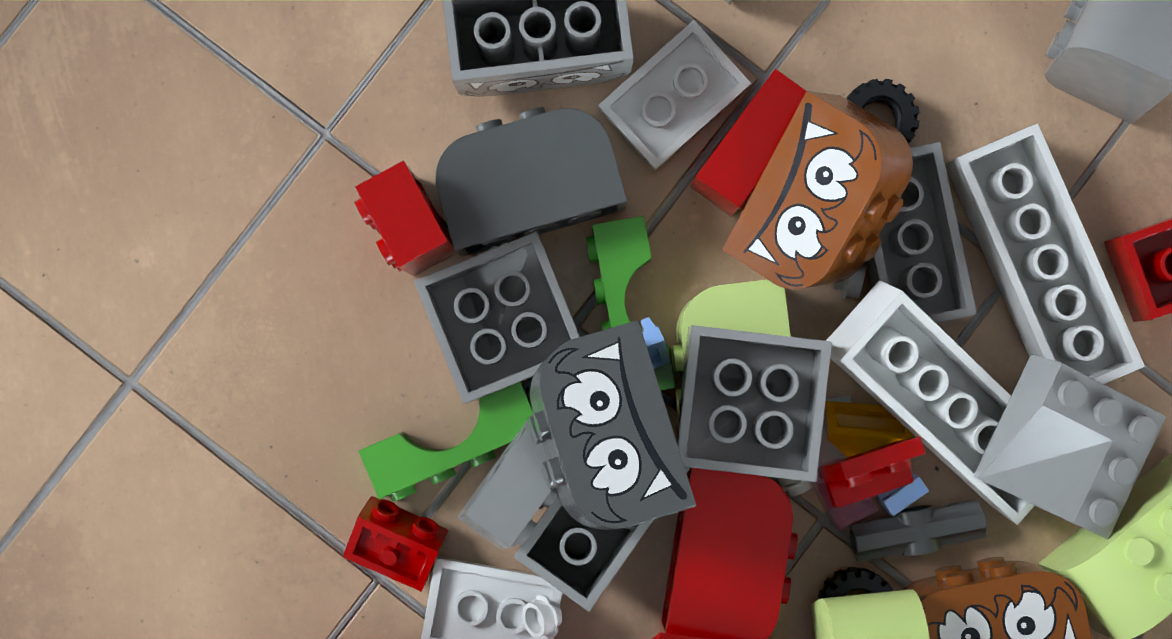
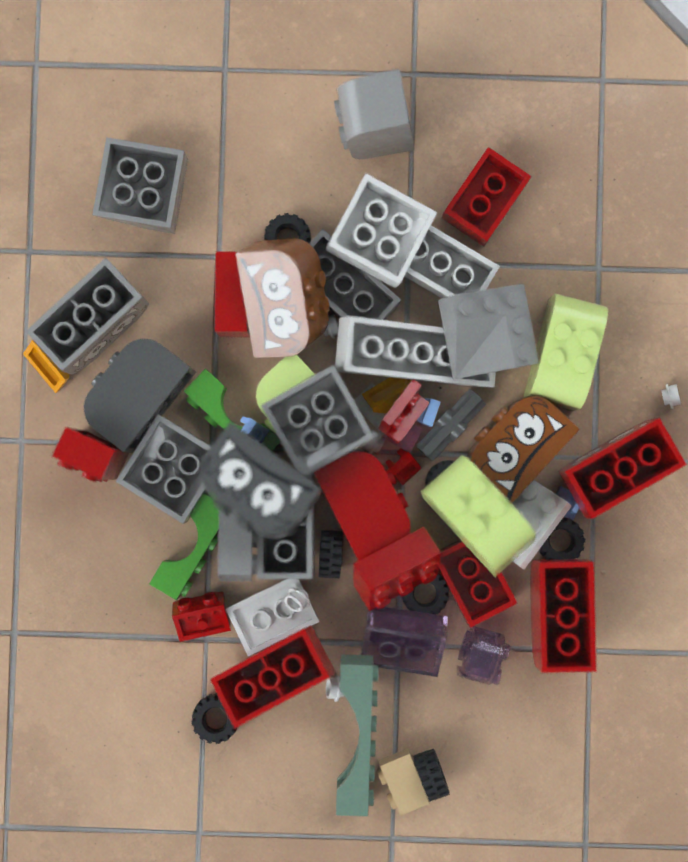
camera: 30 degrees left, 0 degrees up
(431, 57) = (46, 367): none -> light orange slope
(631, 588) = (330, 554): none -> black tyre
(674, 95) = (179, 298): white plate -> none
(815, 543) = (405, 467): none -> red tile
(1022, 203) = (381, 231): none -> white slope

